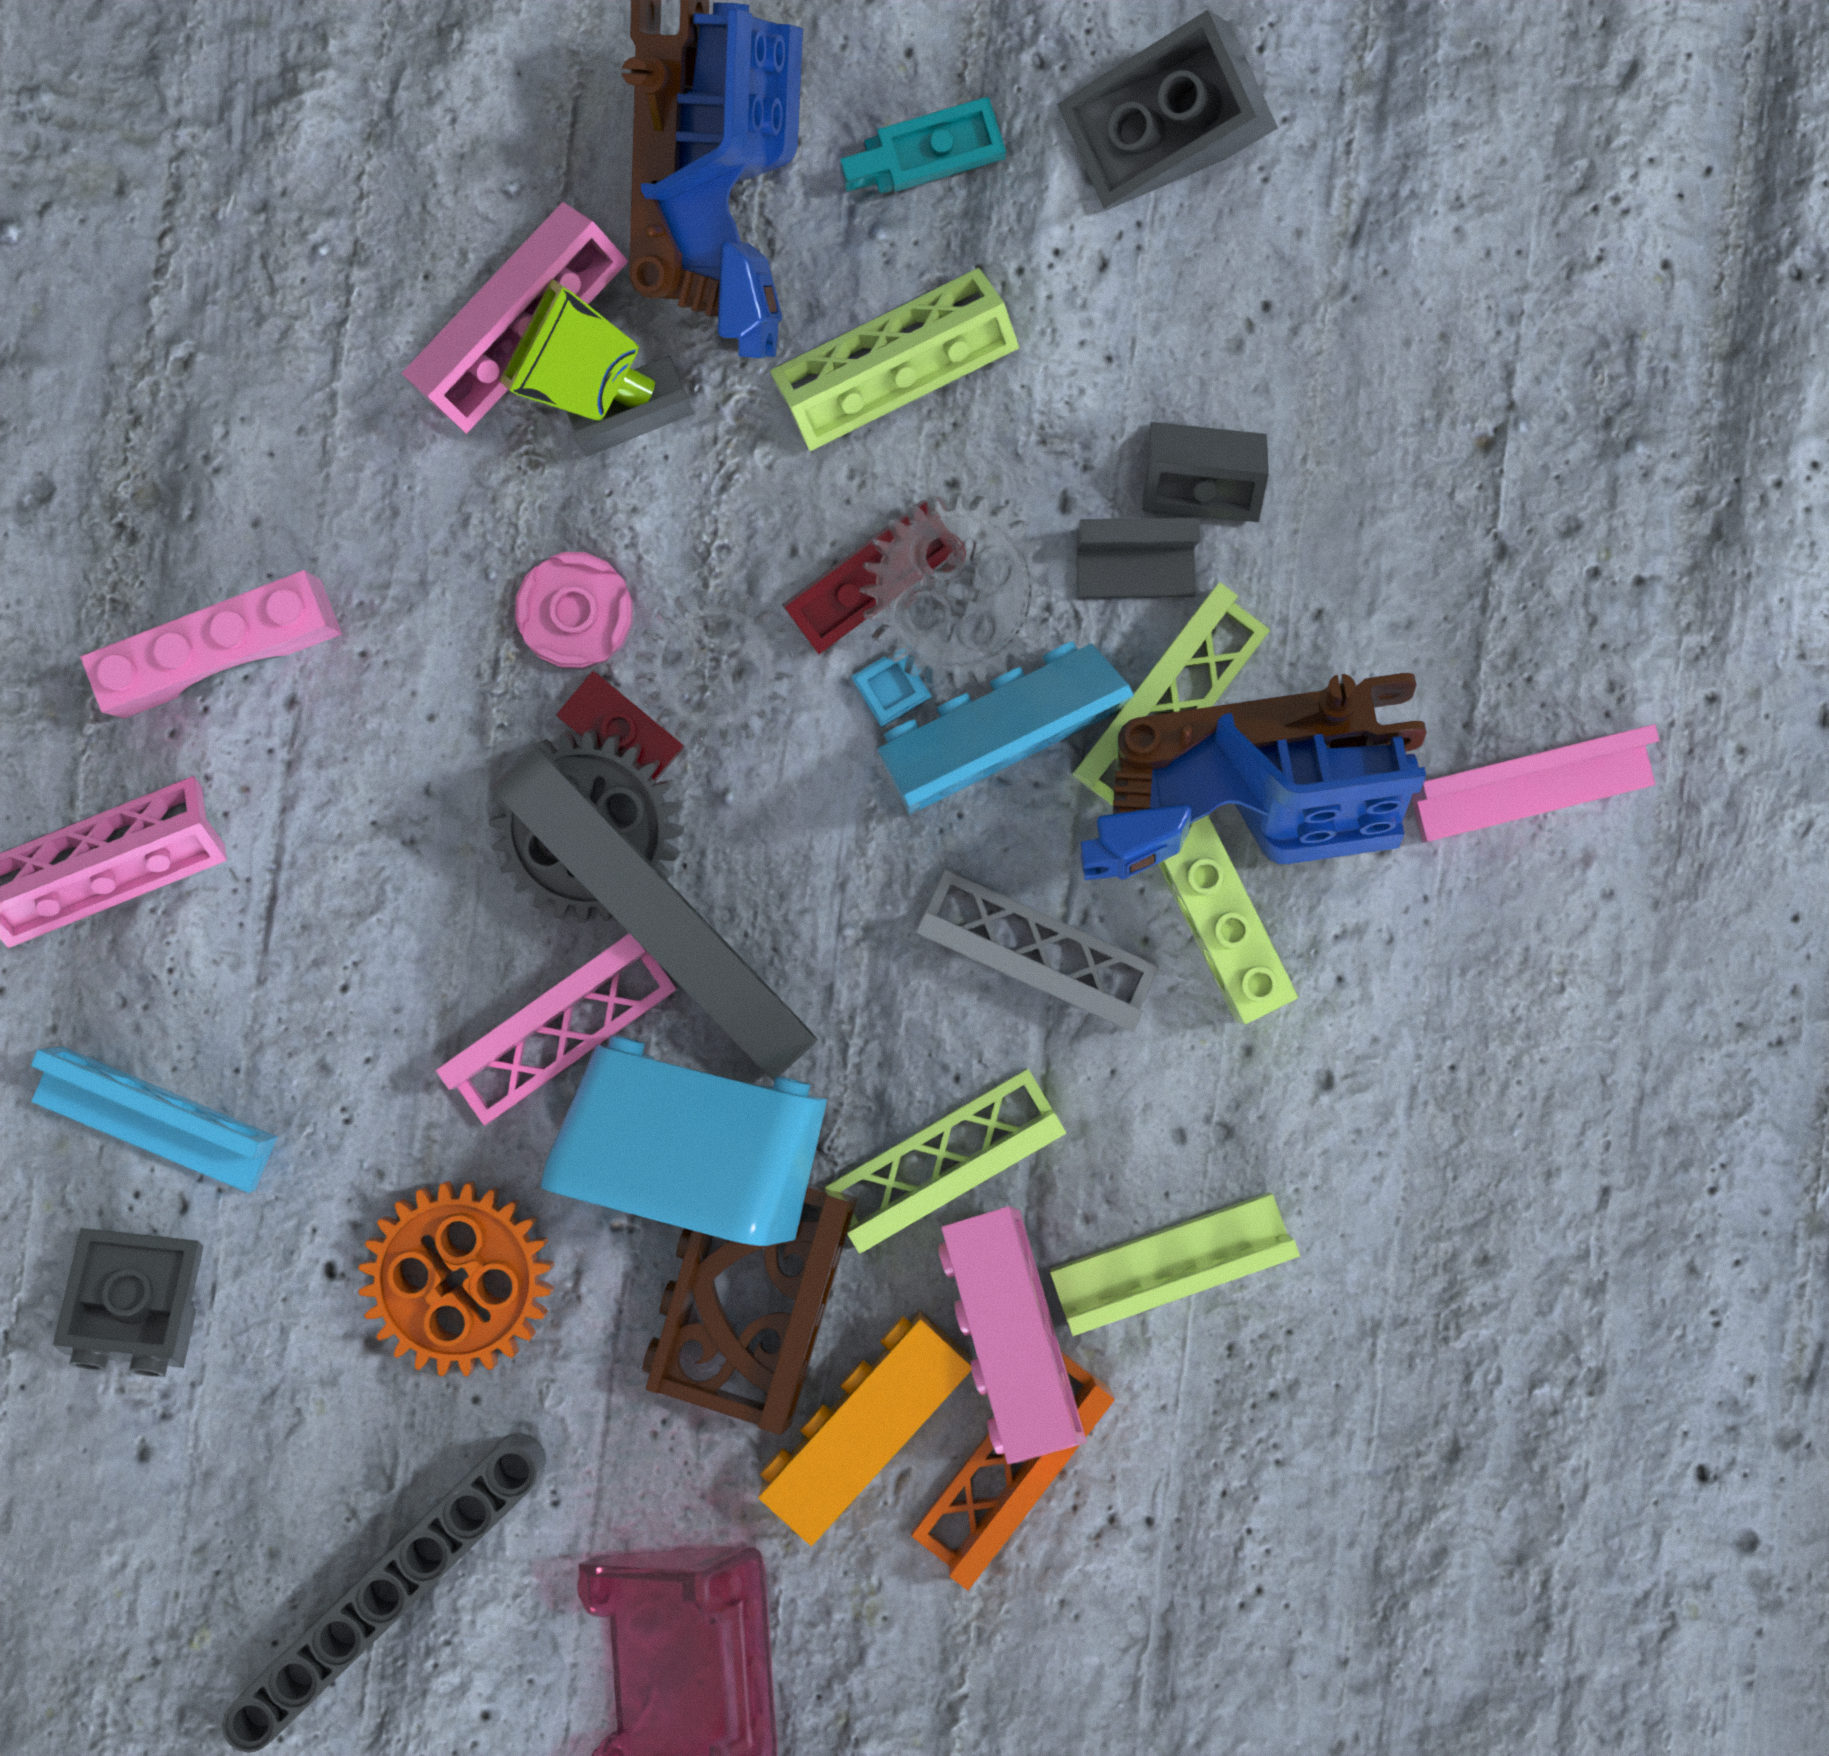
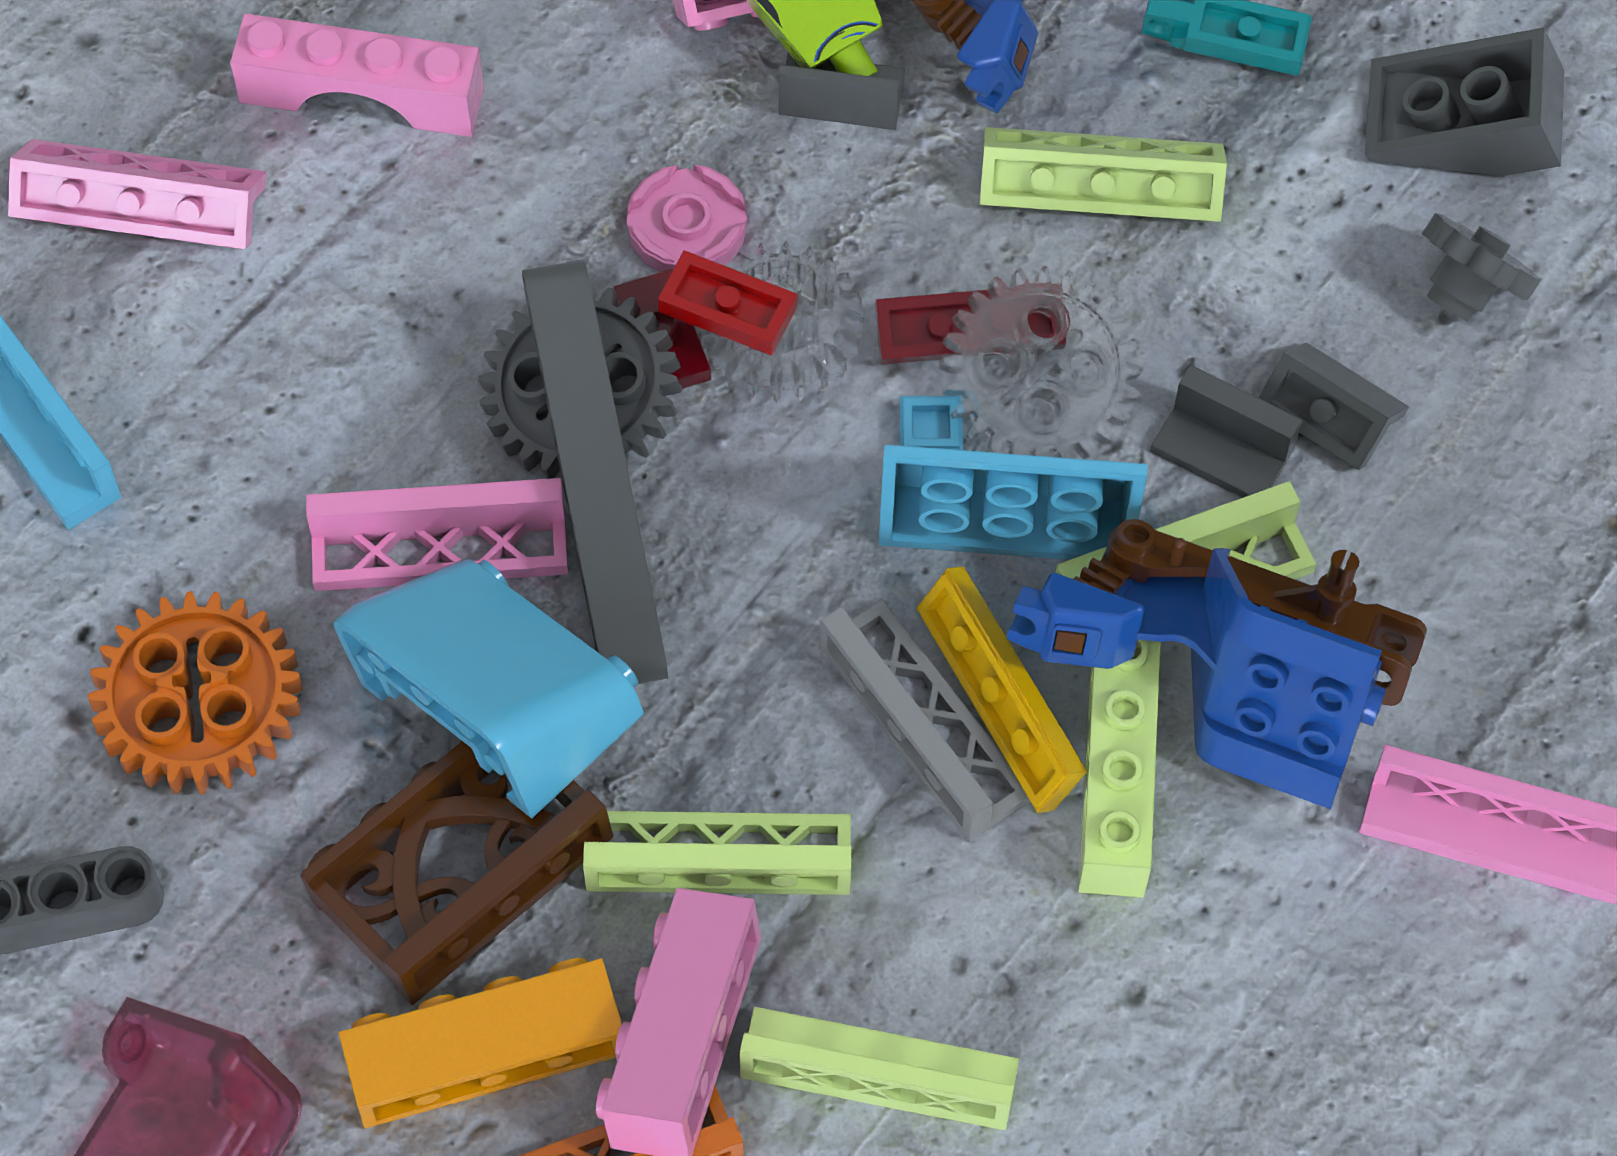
camera: 30 degrees right, 25 degrees down
(671, 698) = (727, 302): none -> red plate
(1089, 903) = (1001, 690): none -> yellow tile
(1261, 277) = (1473, 268): none -> dark grey plant

